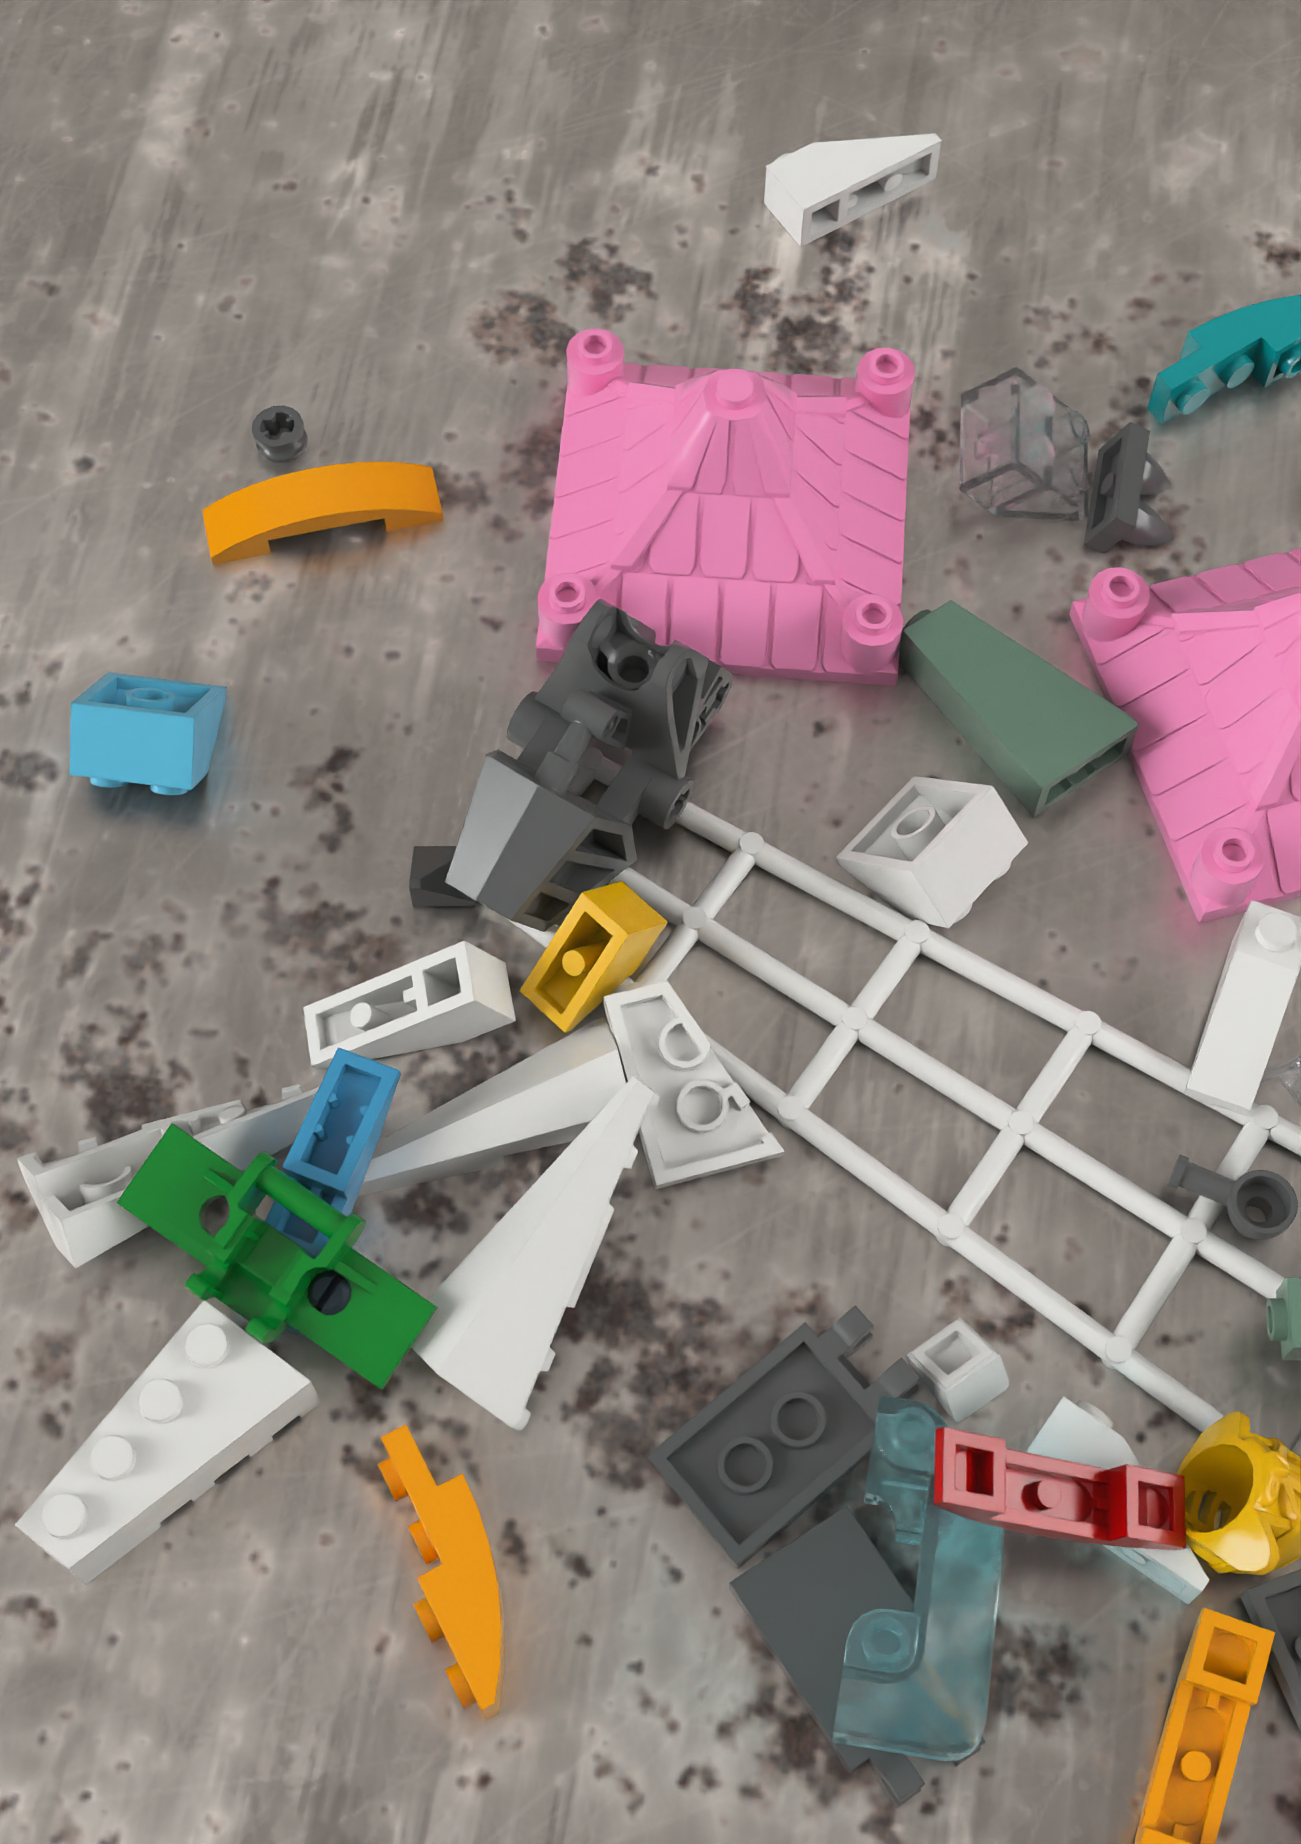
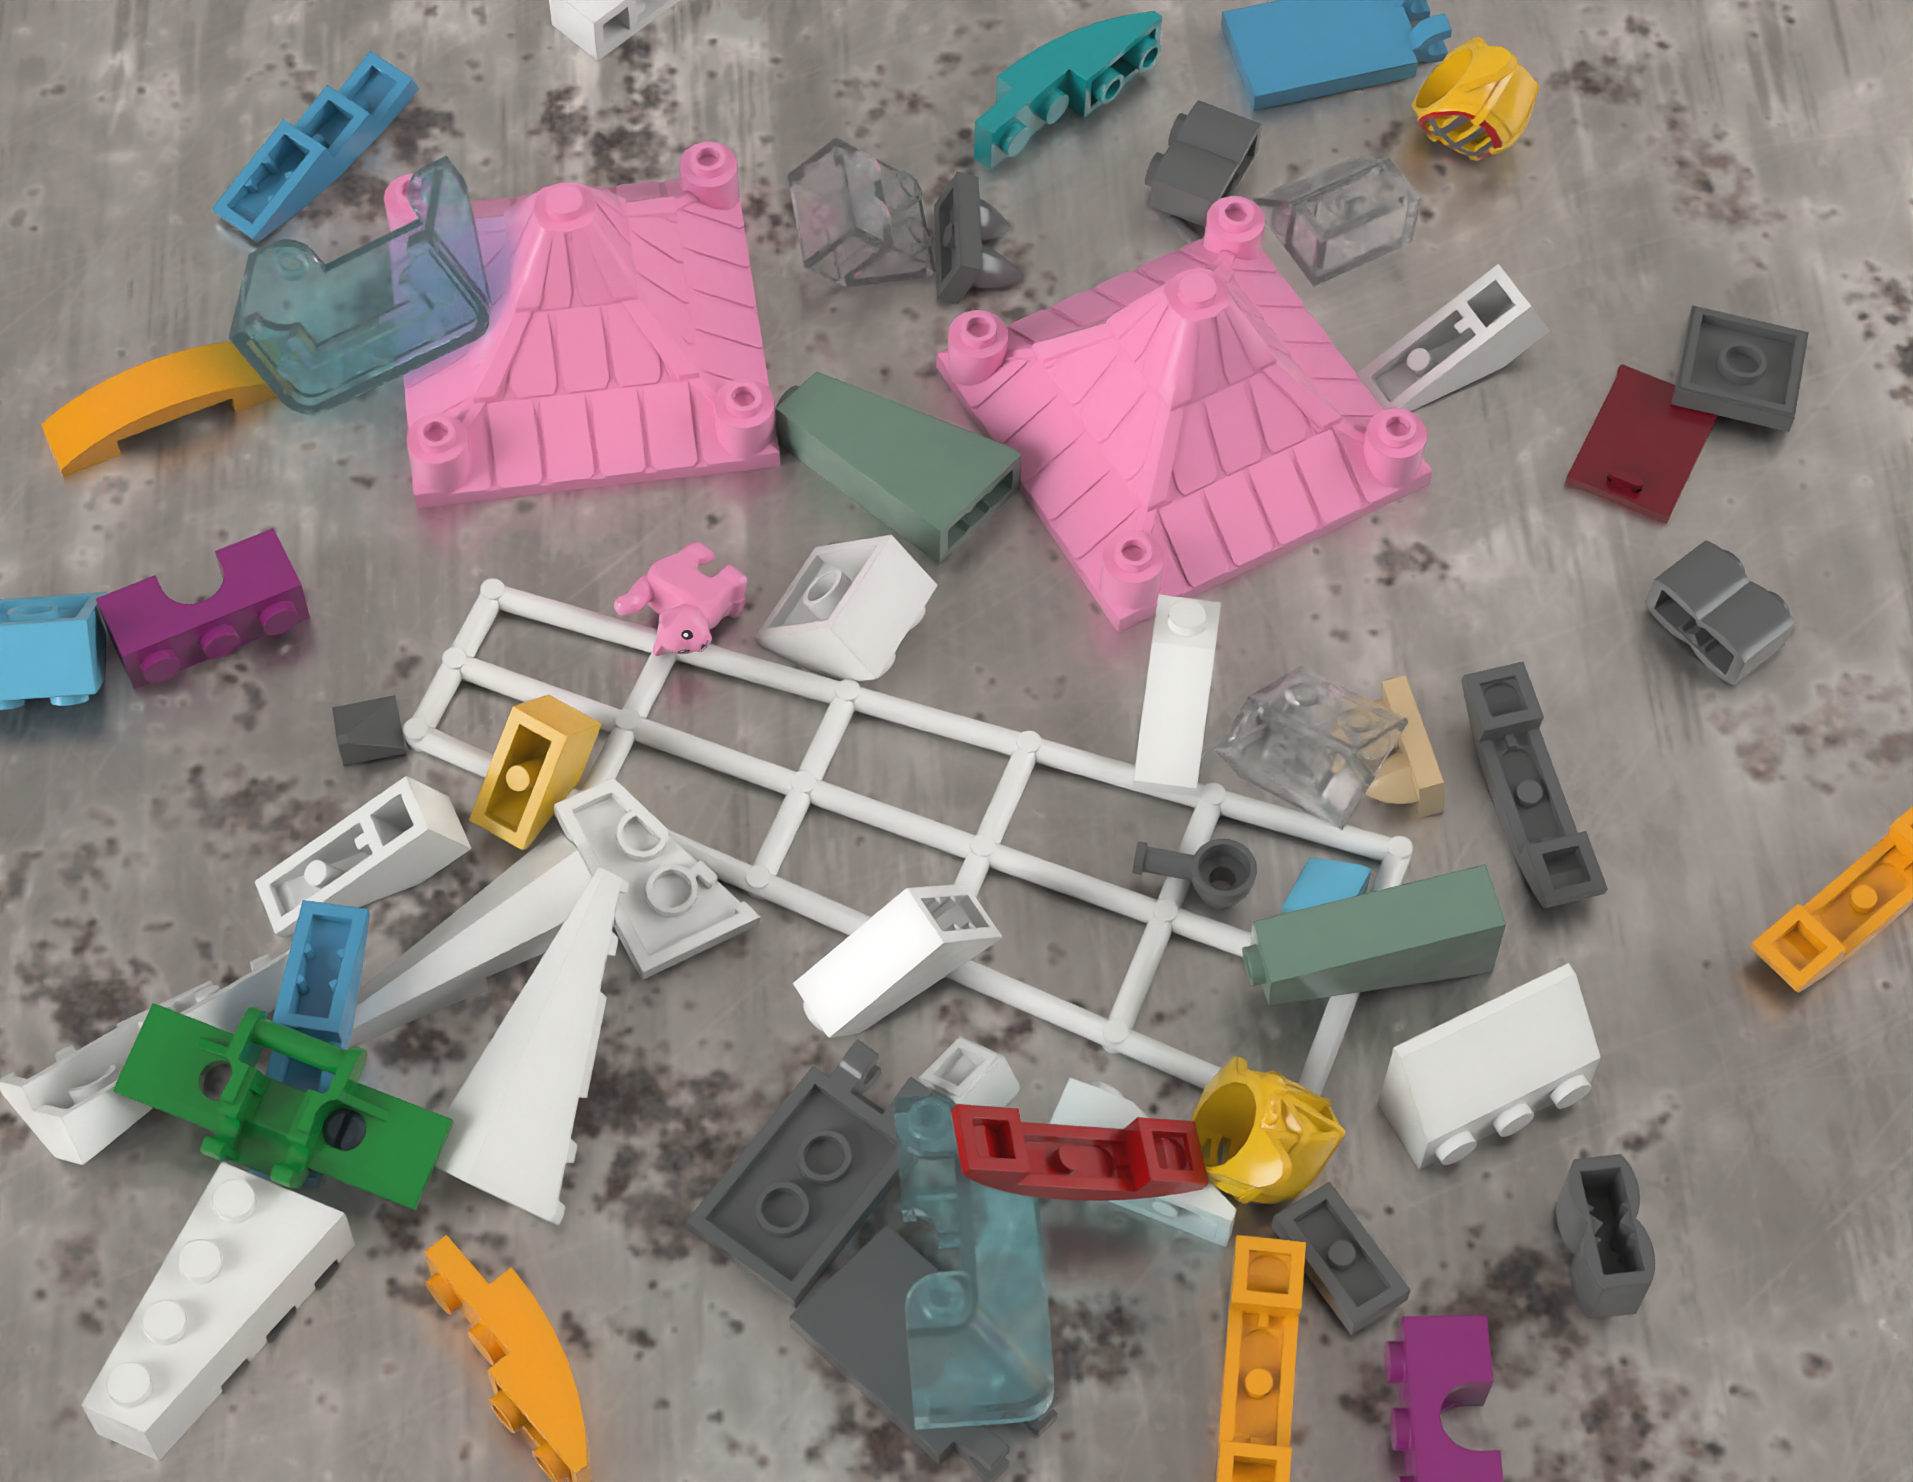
camera: 15 degrees left, 5 degrees down
(268, 745) = (164, 636): none -> magenta arch
(290, 444) = (118, 343): dark grey bush -> none
(517, 287) = (319, 148): none -> dark azure slope
(532, 841) = (460, 674): dark grey piece -> none
(533, 460) = (372, 314): none -> clear light blue windscreen
(776, 806) = (686, 599): none -> bright pink animal
(911, 1228) = (895, 957): none -> white slope

